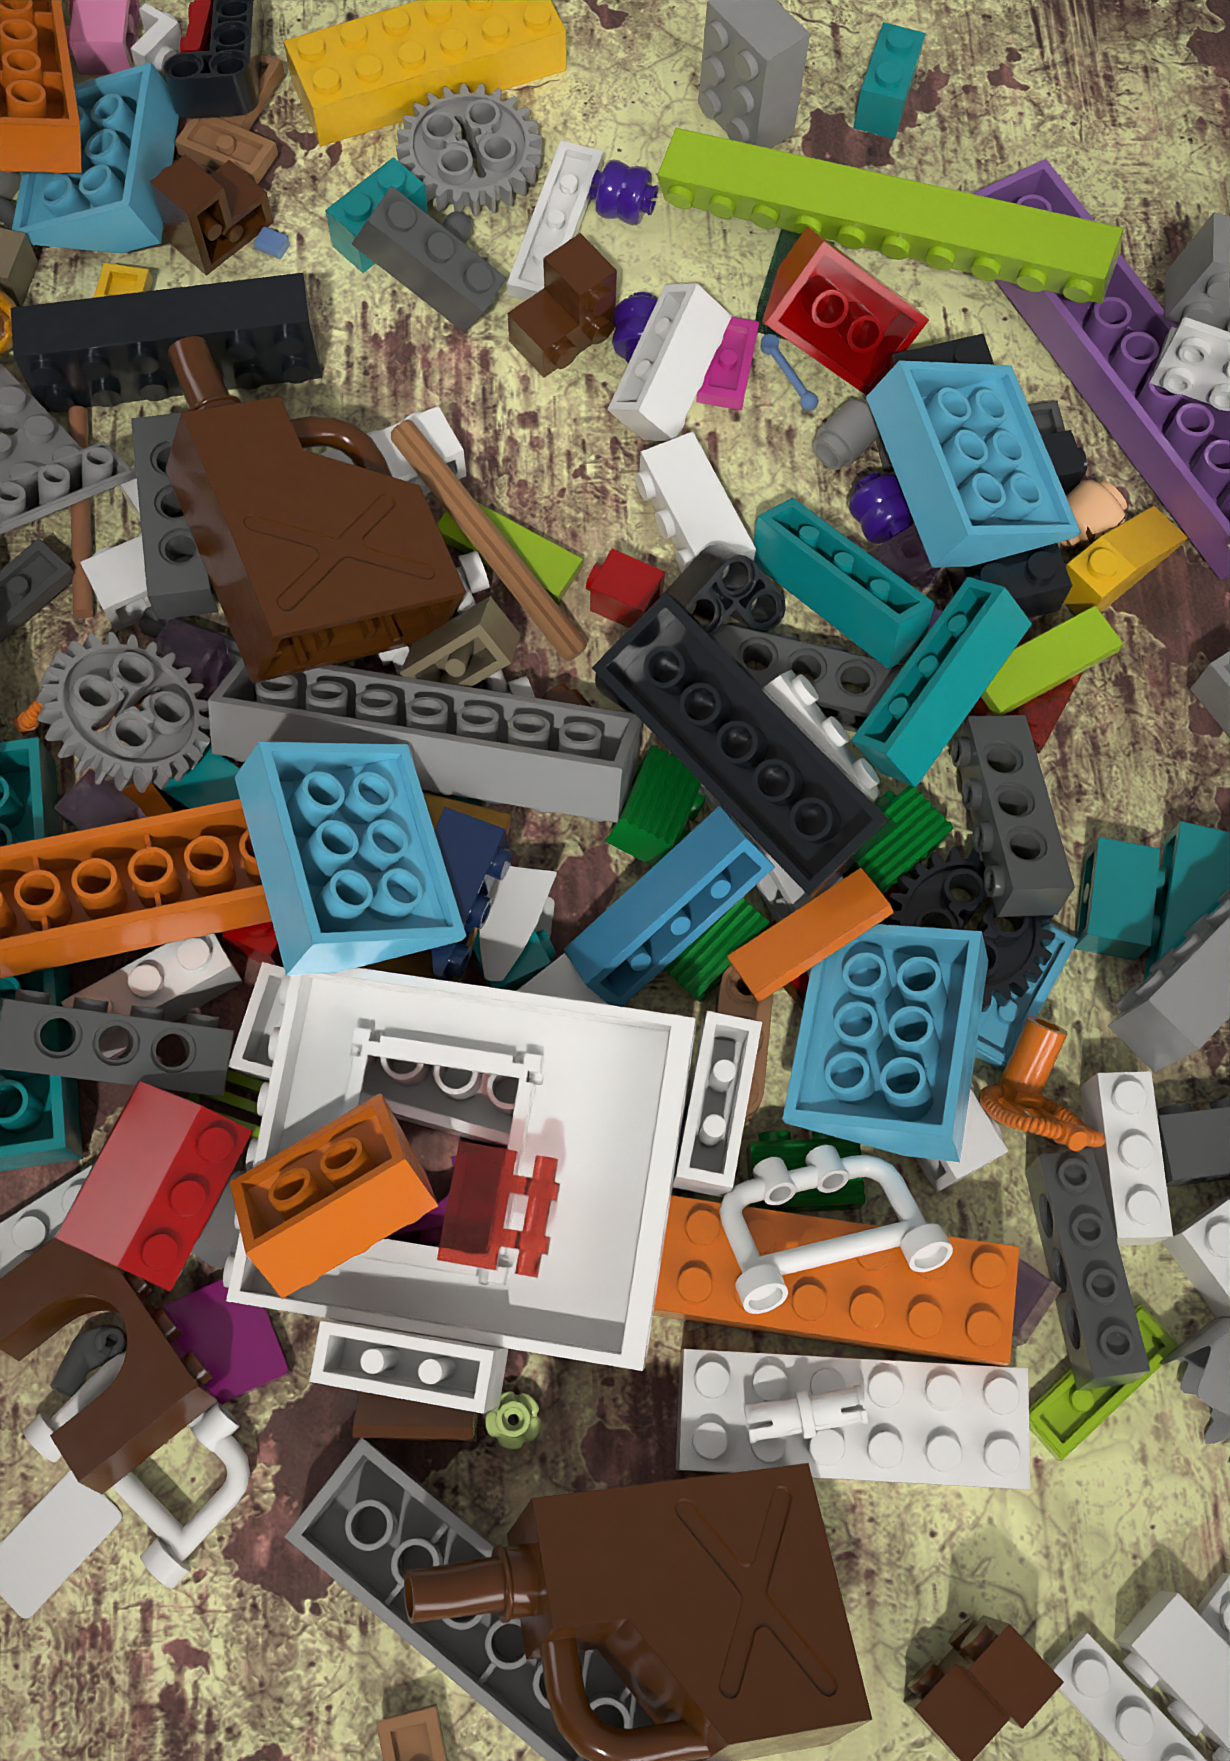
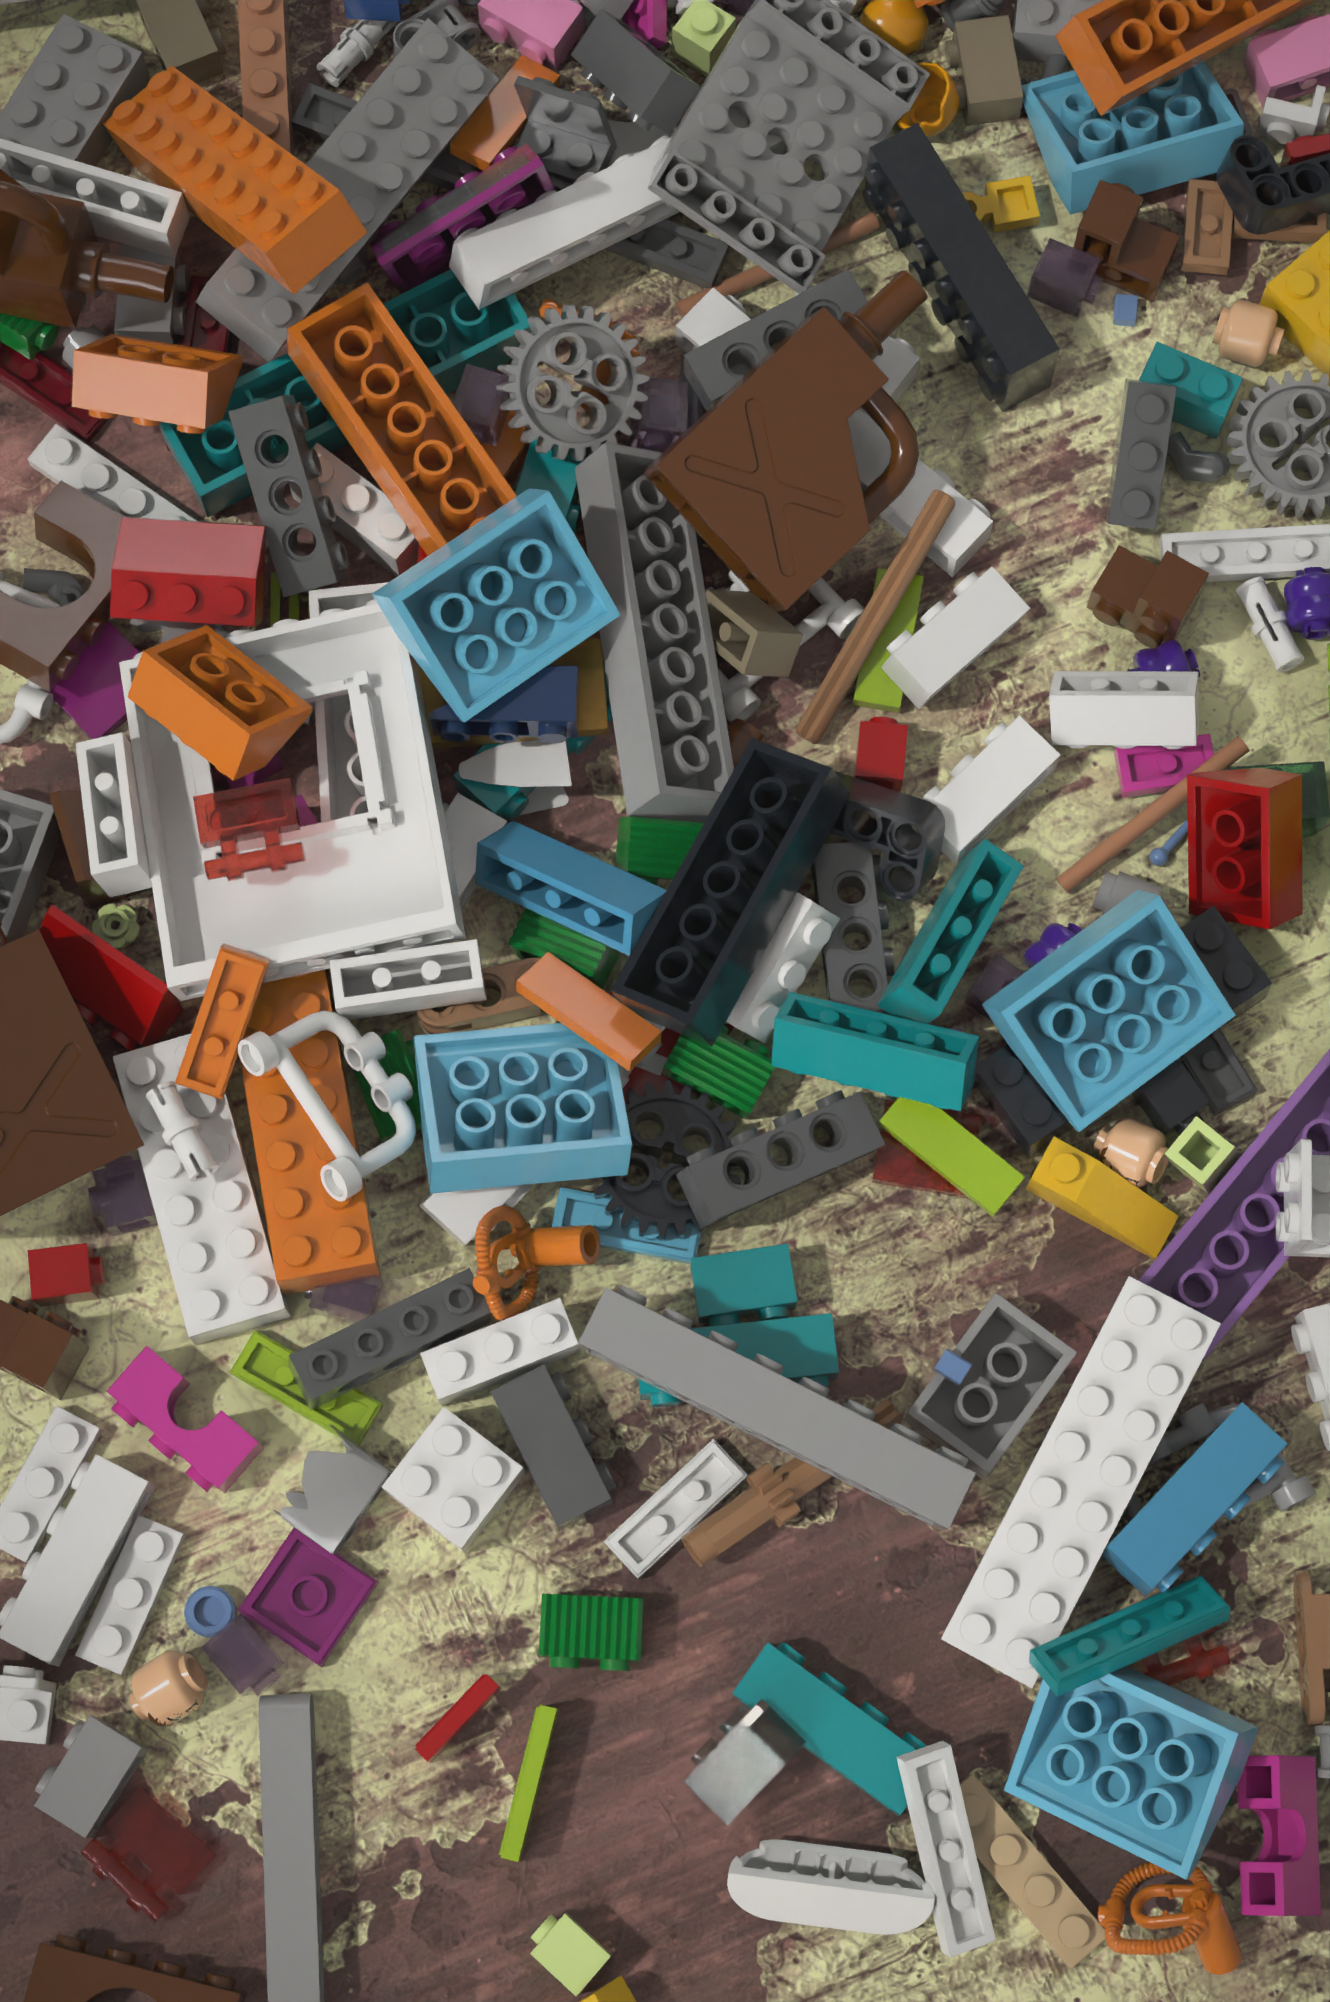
camera: 75 degrees right, 5 degrees up
(218, 261) = (1065, 278): none -> brick
(345, 150) = (1248, 333): none -> light nougat head
(536, 482) = (953, 635): none -> white brick
(588, 1447) = (109, 984): none -> red slope
(629, 235) = (1256, 599): none -> white pin
(701, 1320) = (222, 1021): none -> orange tile
(774, 386) = (1146, 818): none -> nougat axle
(846, 1512) = (122, 1196): none -> brick
(902, 1614) = (65, 1274): none -> red brick
(1118, 453) = (1202, 1155): none -> yellowish green brick
(1151, 1510) = (149, 1395): none -> dark pink arch

